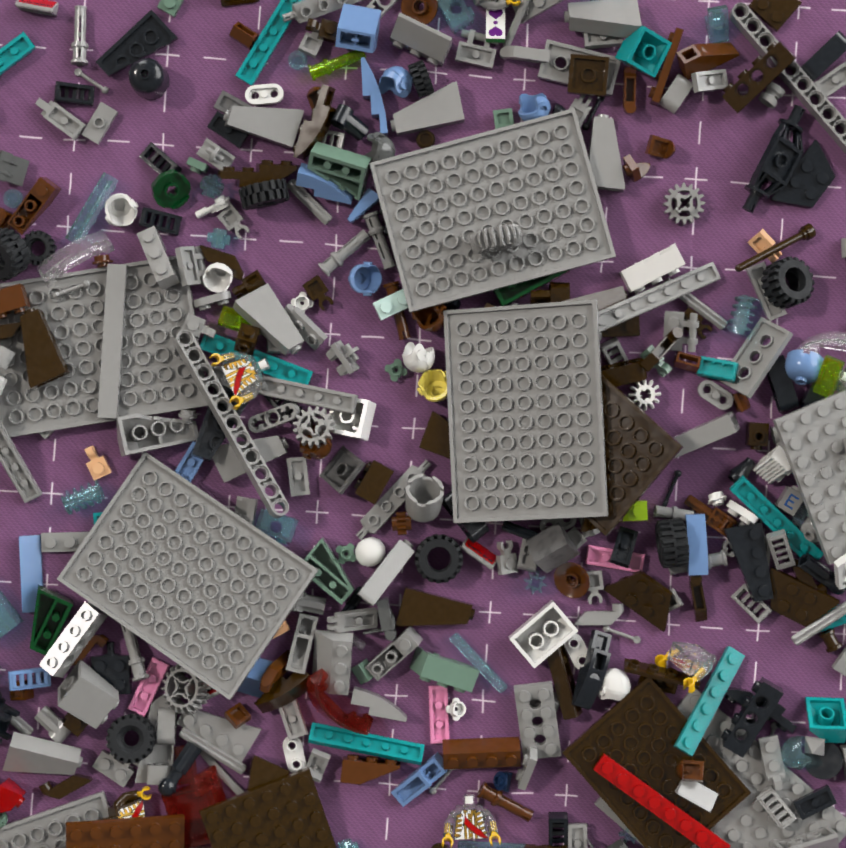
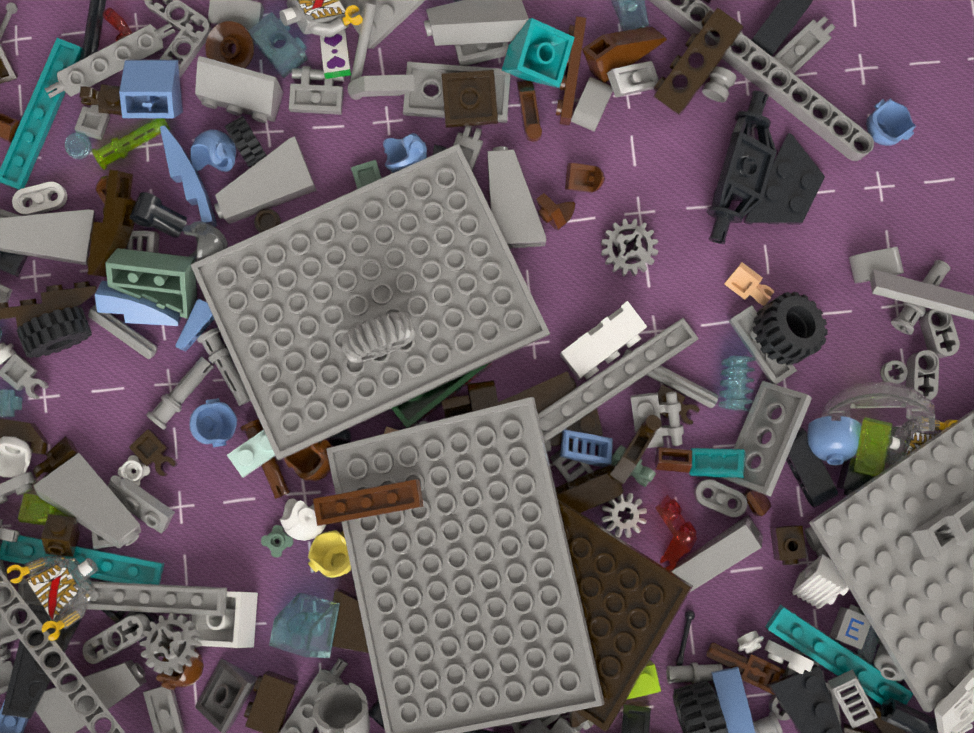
camera: 15 degrees left, 5 degrees down
(346, 356) = (204, 535): light grey hips -> none
(408, 432) = (306, 626): none -> clear light blue slope
(468, 353) = (368, 502): none -> reddish brown plate
(586, 126) = (492, 128): black hinge -> none
(639, 342) = (604, 448): none -> medium blue slope
(684, 413) = (683, 532): none -> clear red plate
(743, 468) = (776, 595): black cone -> none
(805, 233) = (800, 257): dark brown piece -> none

